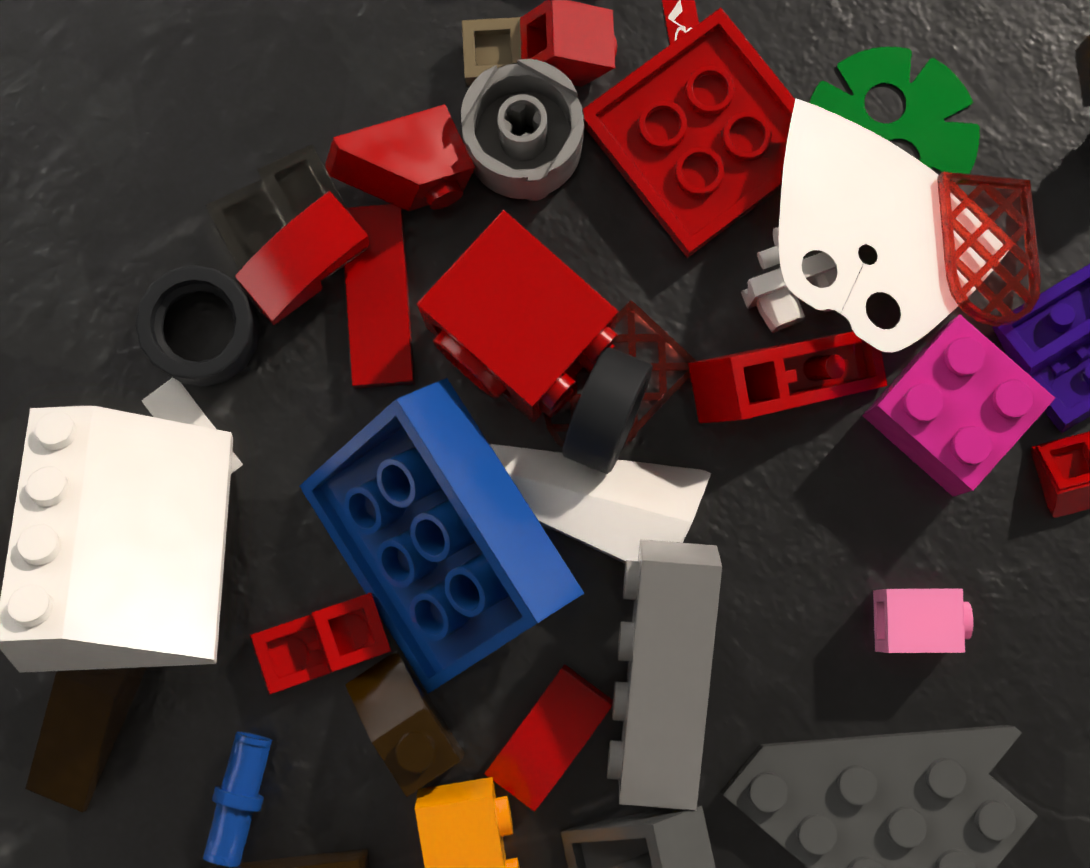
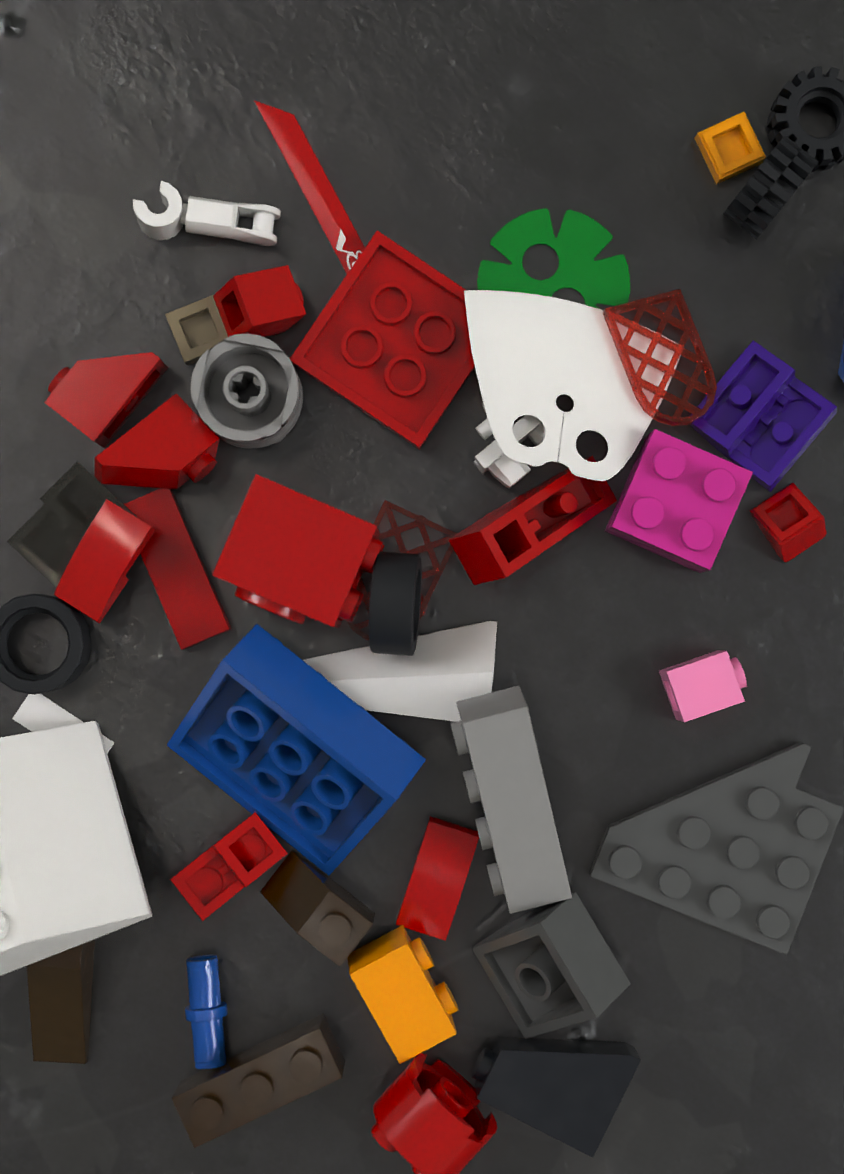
camera: 20 degrees left, 5 degrees up
(368, 79) = (104, 392): none -> red slope

